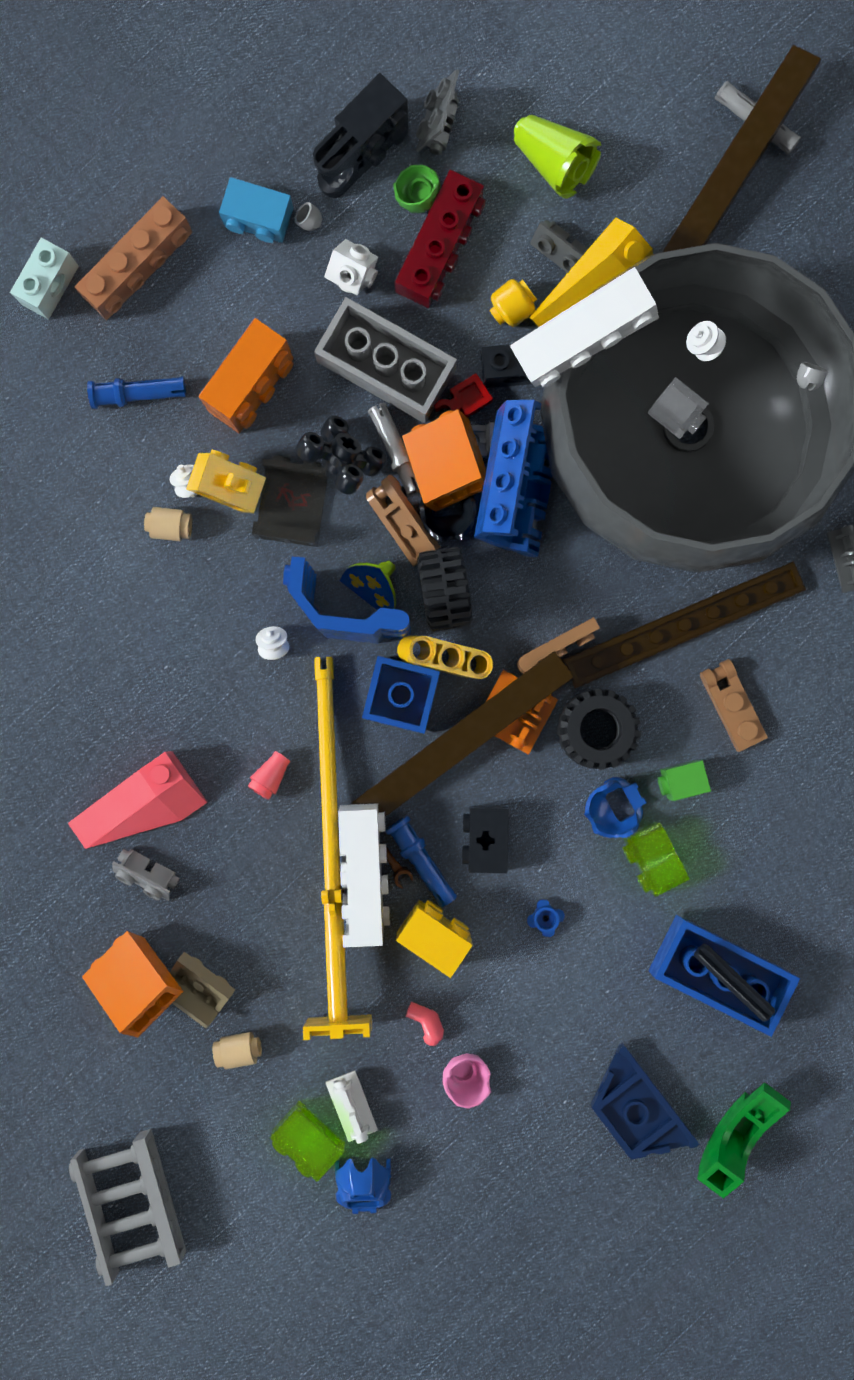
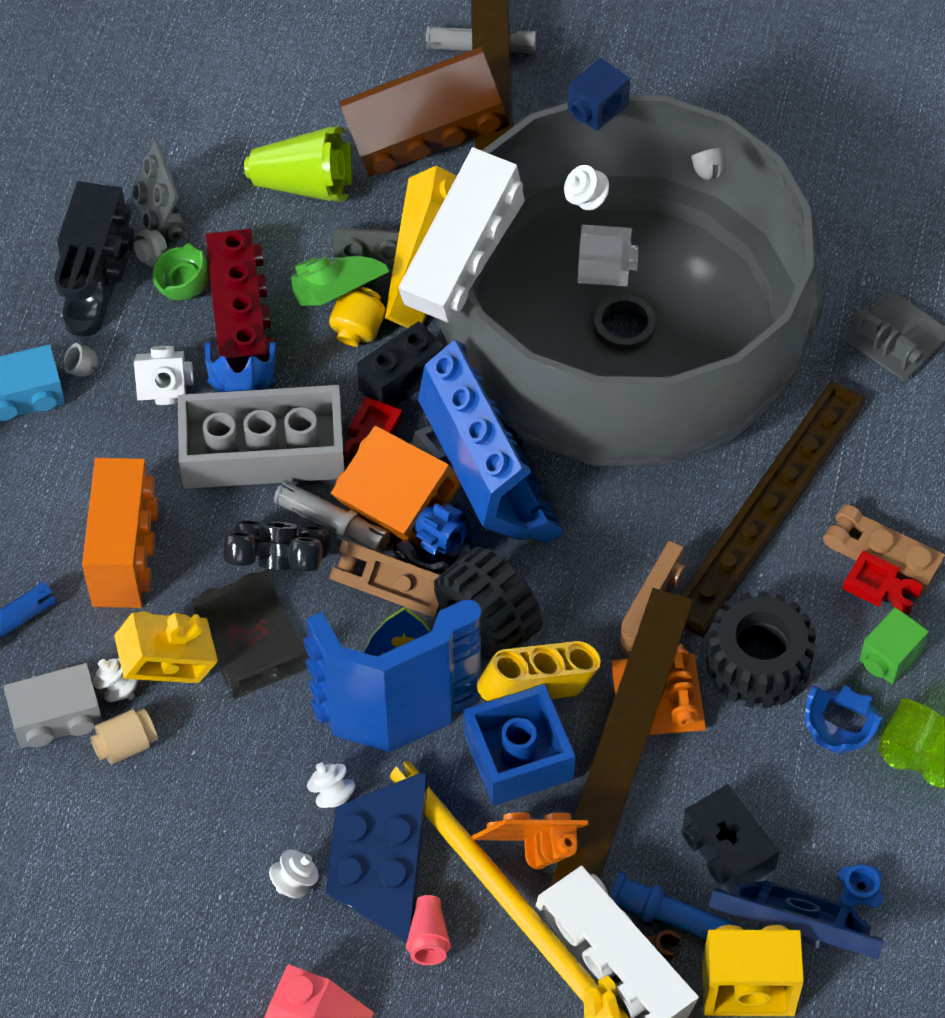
camera: 35 degrees left, 30 degrees down
(136, 474) = (53, 706): none -> light grey piece
(213, 687) = (293, 874): none -> white wheel
(271, 708) = (379, 854): none -> dark blue wing
(371, 766) = (544, 840): none -> orange hinge
(404, 313) = (255, 375): none -> blue helmet
(410, 151) = (149, 246): none -> light grey plate
(451, 514) = (440, 529): none -> blue gear
(491, 922) = (816, 917): none -> dark blue wing
(514, 265) = (325, 279): none -> bright green slope
(666, 165) = (424, 112): none -> reddish brown slope
(708, 727) = (877, 580): none -> red plate
(773, 263) = (598, 94): none -> dark blue brick

